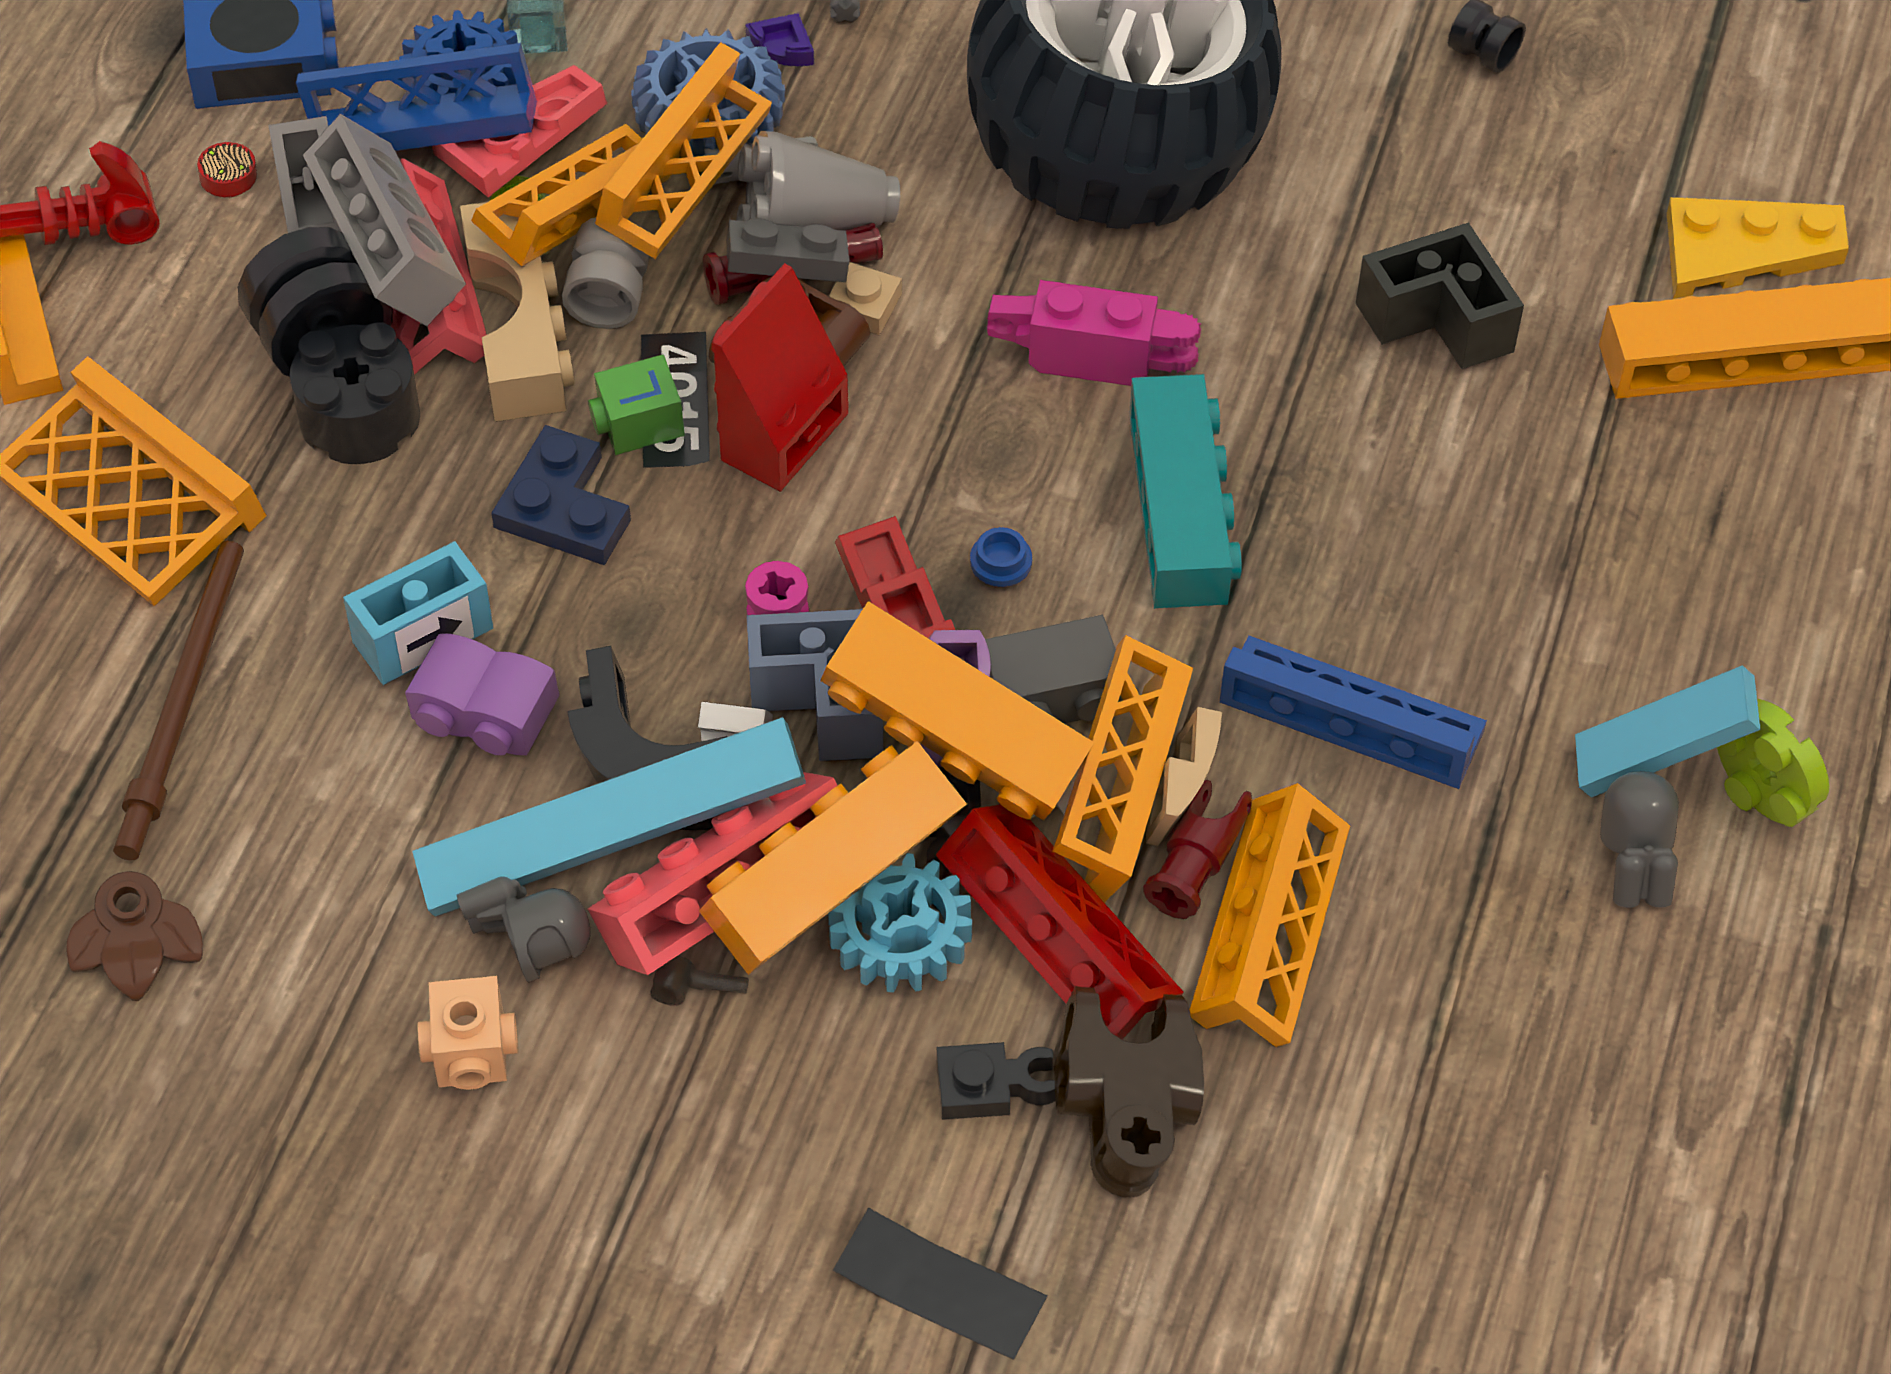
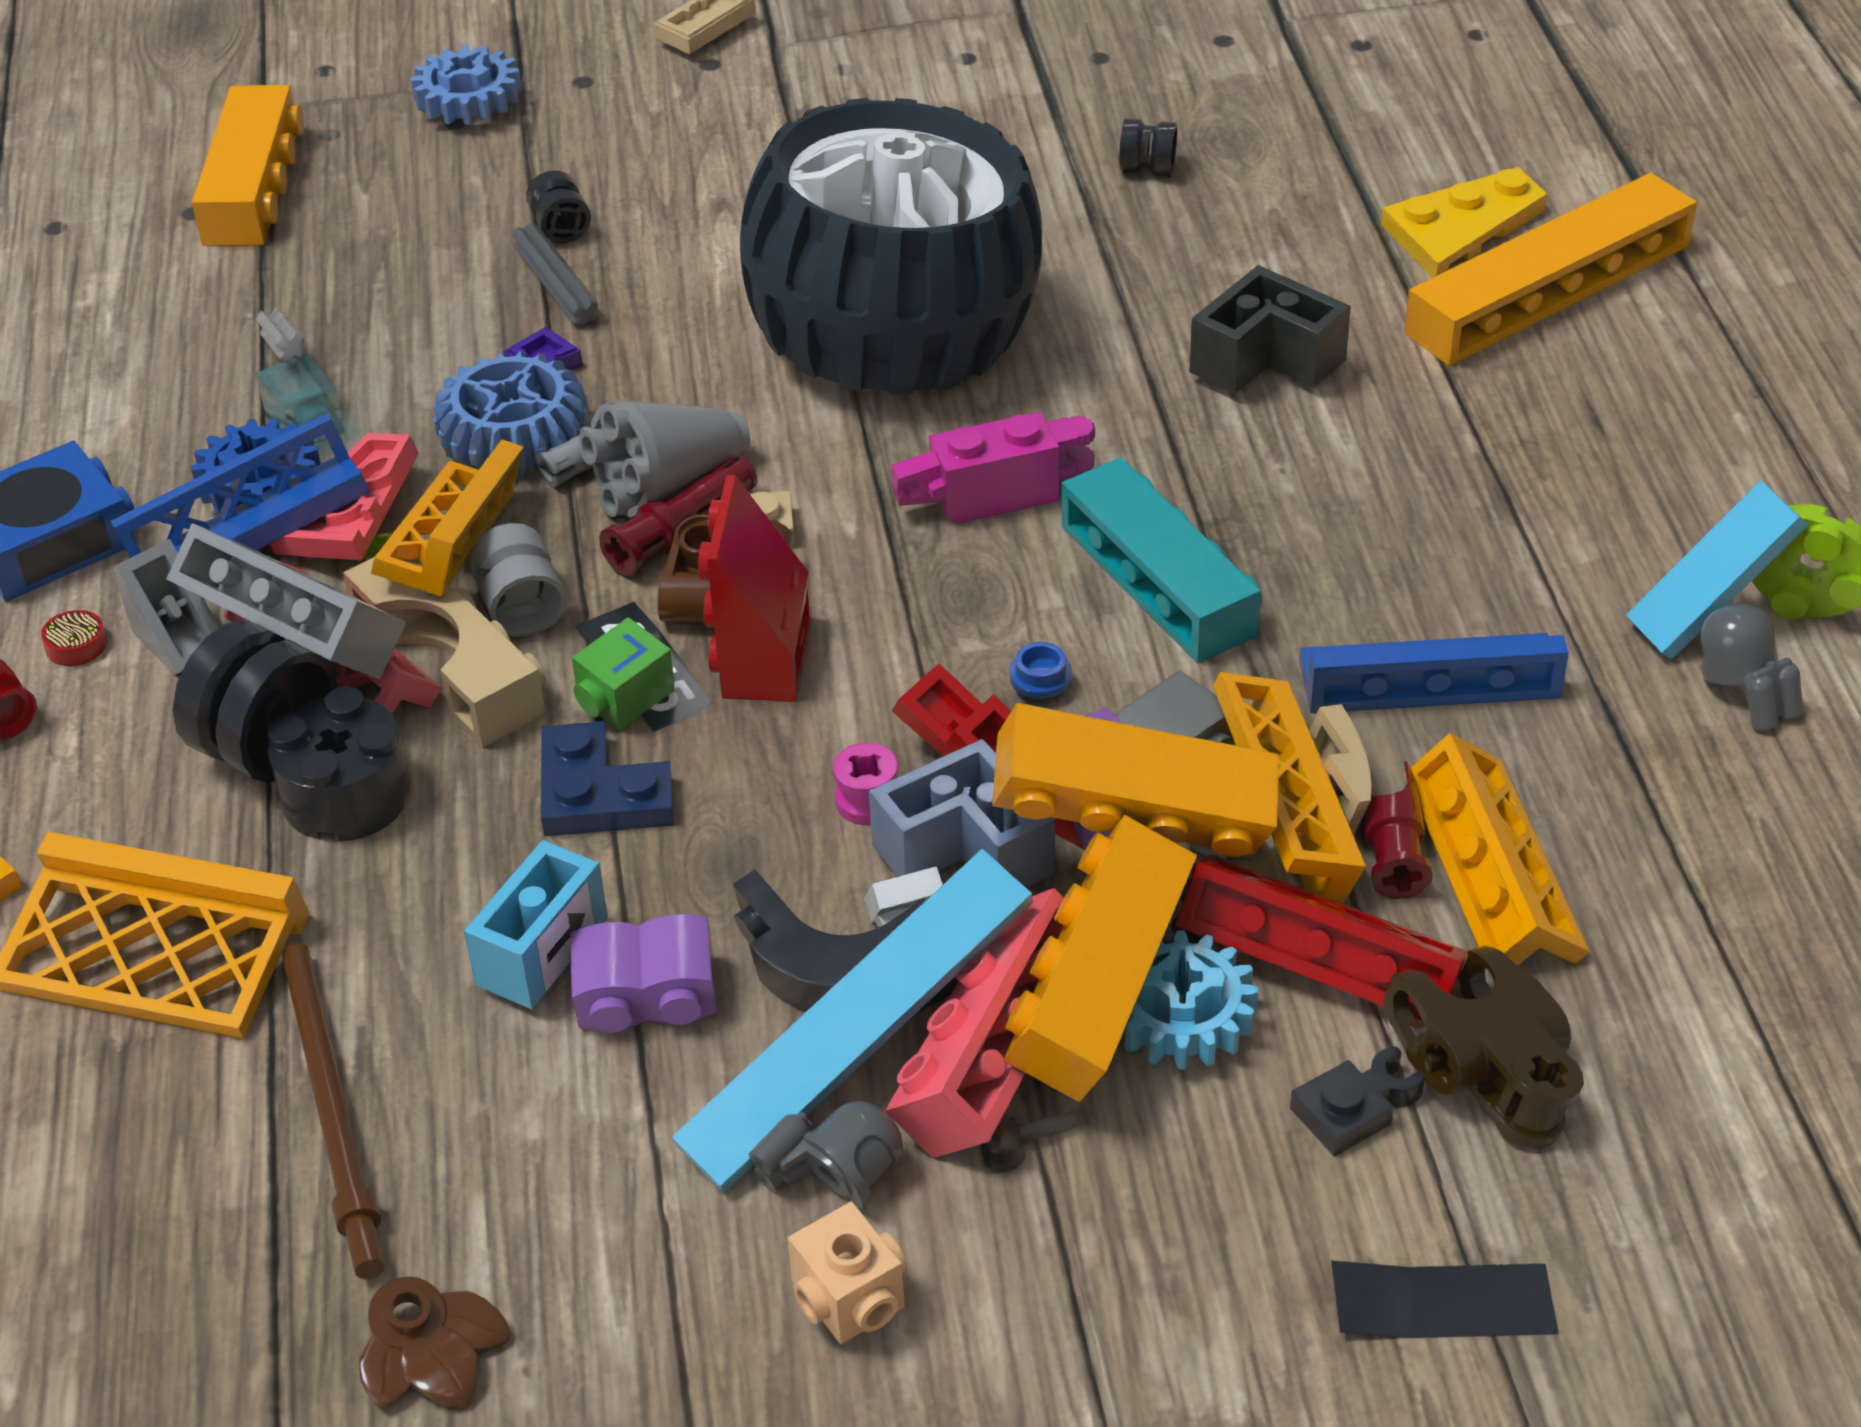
camera: 25 degrees left, 10 degrees down
(667, 139) = (522, 443): light orange fence -> none
(811, 251) = (668, 499): dark grey plate -> none

